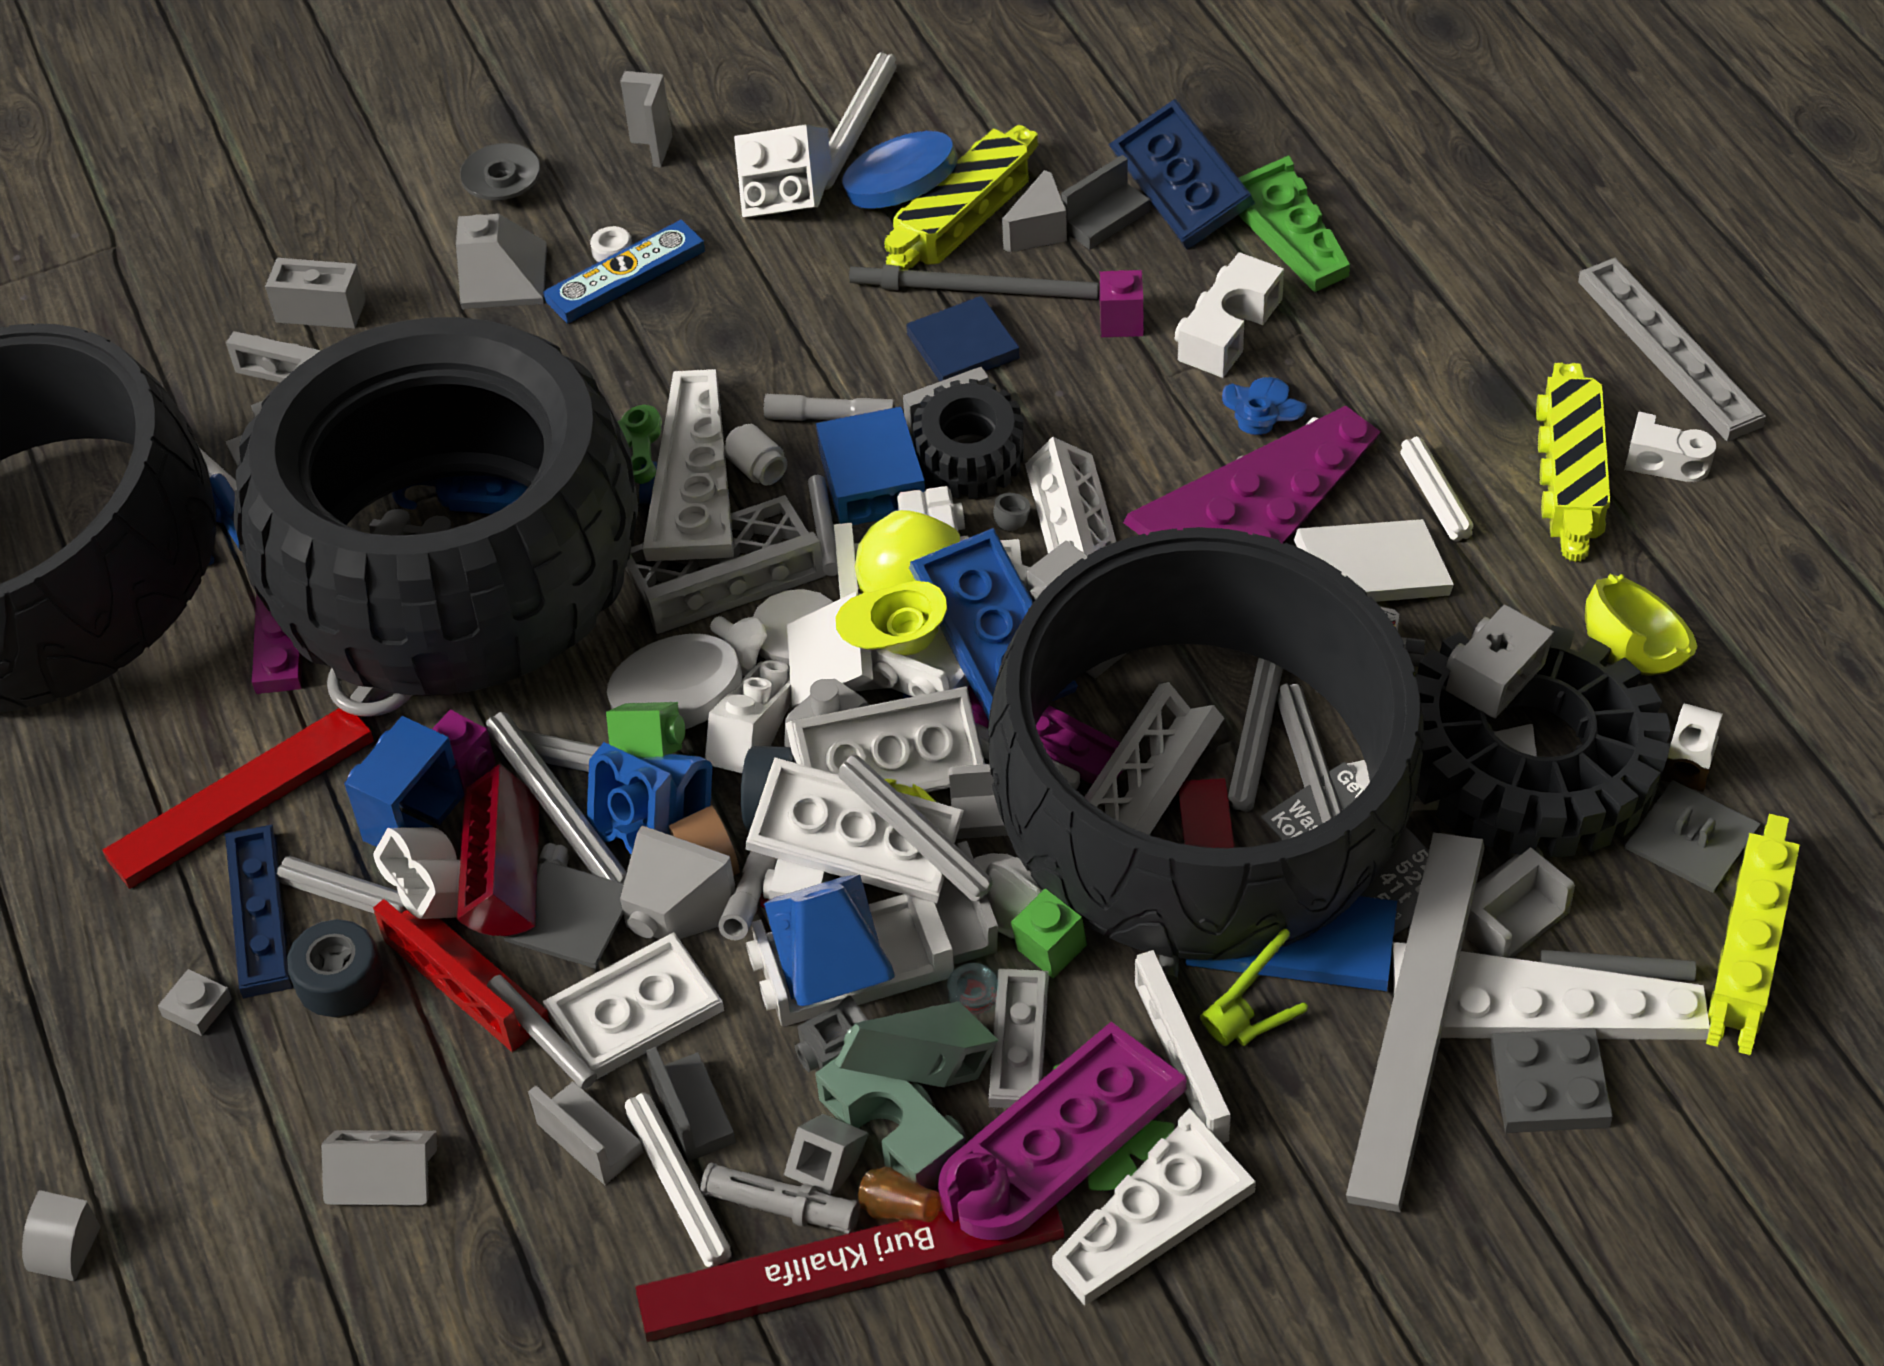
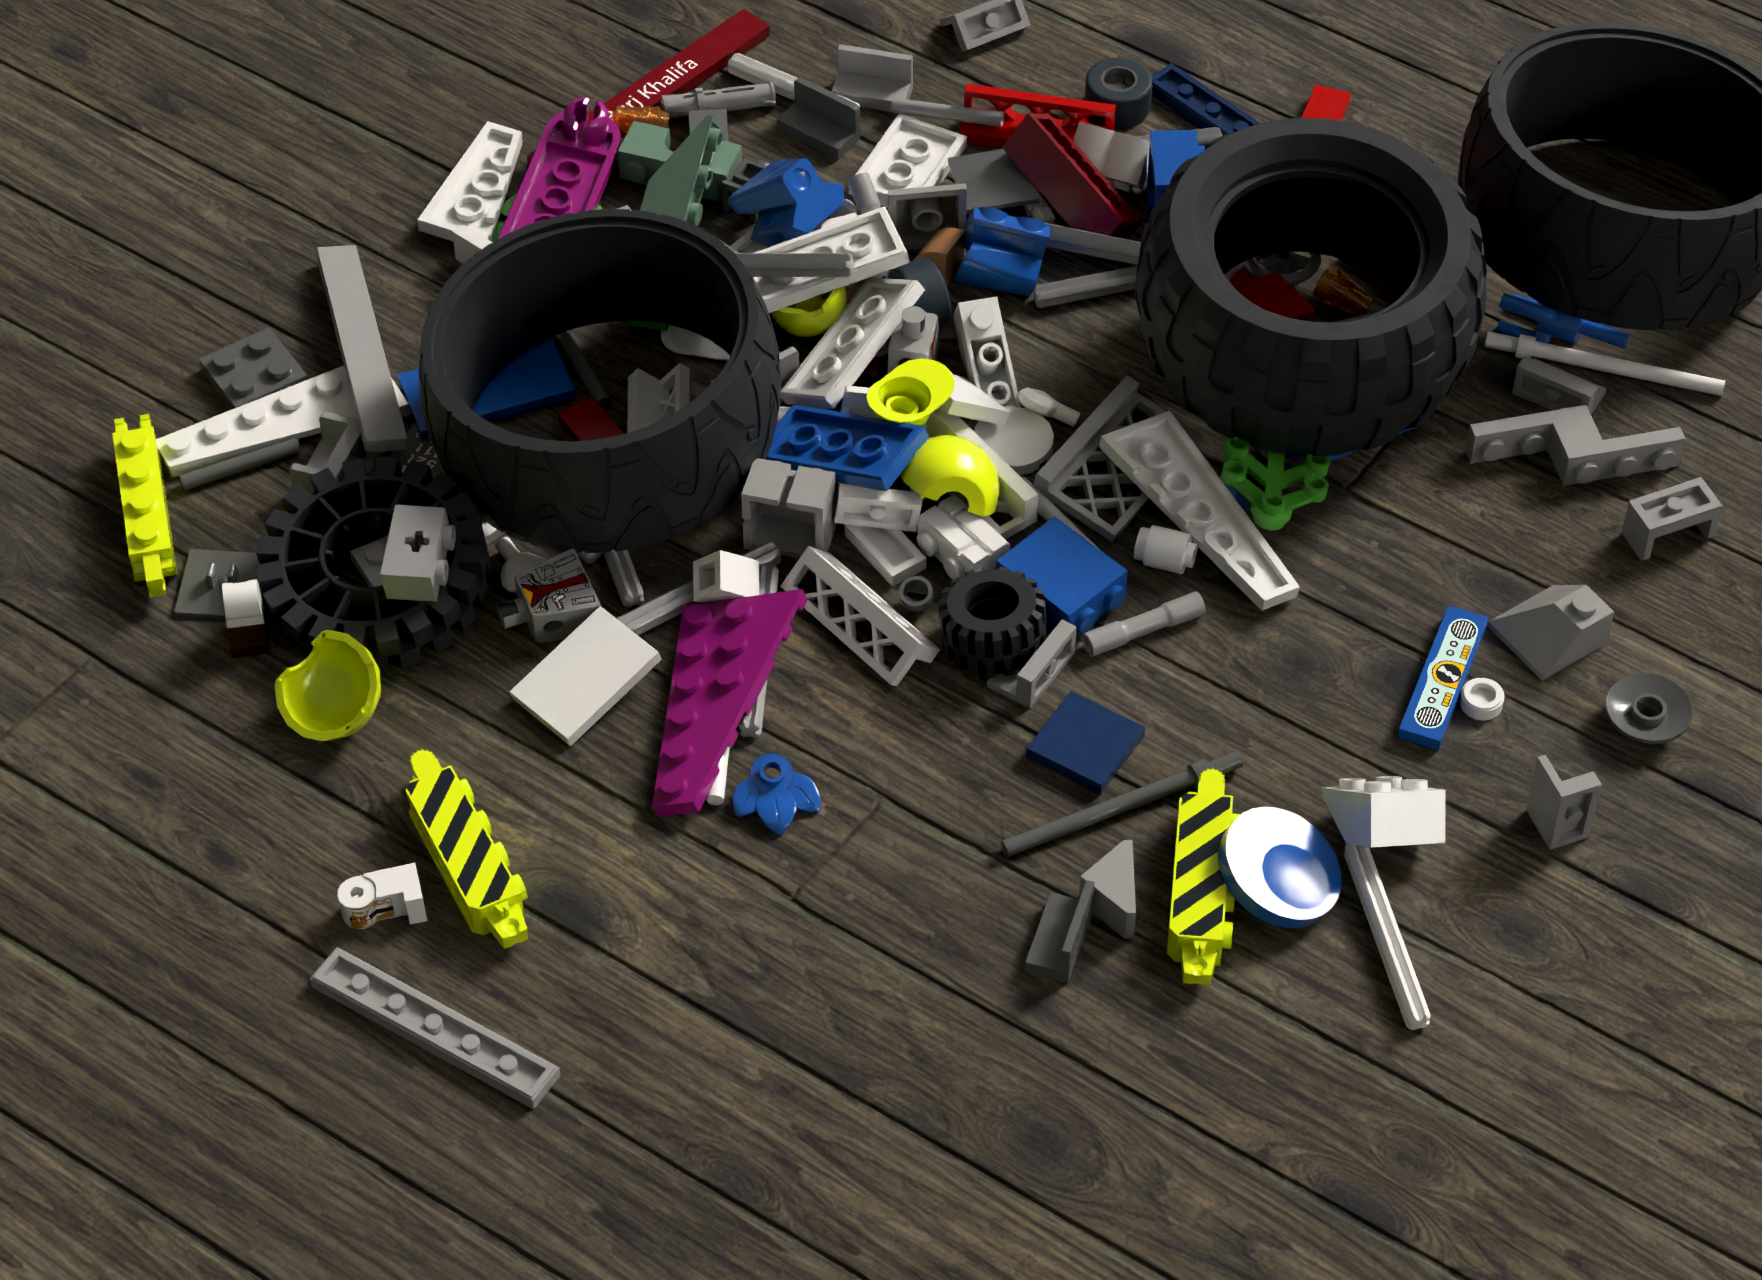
camera: 145 degrees right, 0 degrees up
(194, 1002) = (1194, 51): light grey plate -> none
(646, 728) = (1036, 276): bright green brick -> none
(679, 669) = (1060, 346): light grey piece -> none
(1121, 303) = (964, 821): magenta brick -> none
(1182, 174) = (1014, 998): dark blue tile -> none
(1214, 330) = (861, 889): white arch -> none
(1293, 225) = (879, 1000): bright green wing -> none
(1437, 489) = (573, 779): white axle -> none

